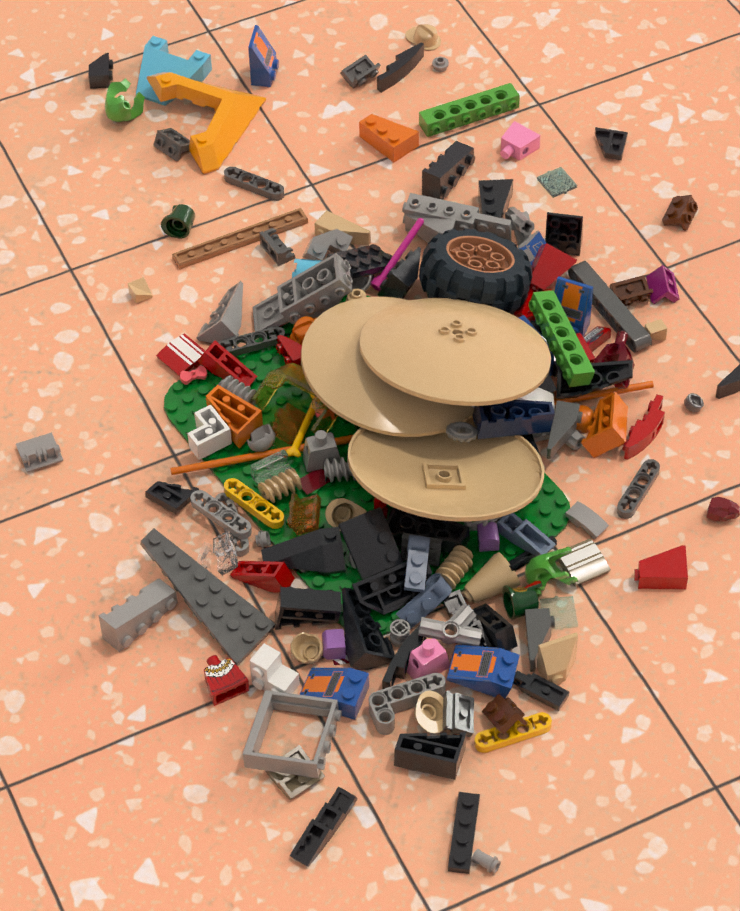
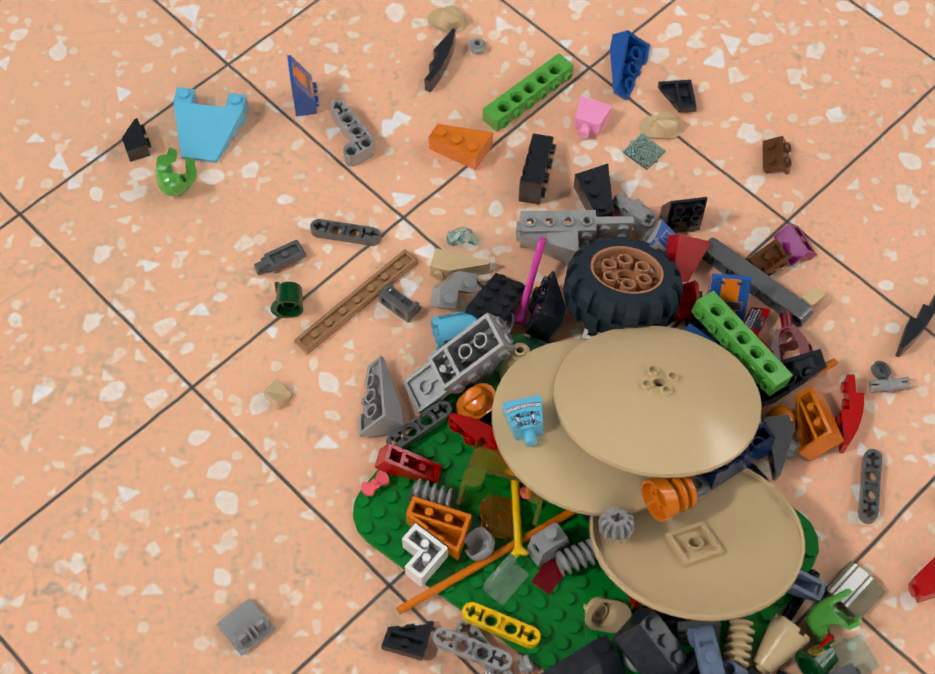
camera: 20 degrees left, 10 degrees up
(171, 143) = (243, 207): dark grey bracket -> none
(181, 354) = (352, 460): red slope -> none
(187, 189) = (280, 257): none -> dark grey hinge
(232, 115) = (295, 153): light orange wedge -> none
(280, 484) = (521, 596): tan piece -> none
(298, 117) = (361, 142): none -> light grey beam
(304, 513) = (560, 623): clear orange bracket -> none
(331, 334) = (525, 418): none -> medium azure torso
(358, 208) = (461, 235): none -> clear light blue hair
(360, 71) = (402, 74): dark grey bracket -> none
(375, 434) = (616, 524): none -> light grey gear
(433, 424) = (669, 496): none -> orange wheel
(574, 104) = (627, 57): none -> blue wedge
(583, 164) = (661, 126): none -> tan piece
(586, 518) = (837, 538): light grey slope -> none
(696, 415) = (889, 384): none -> light grey pin

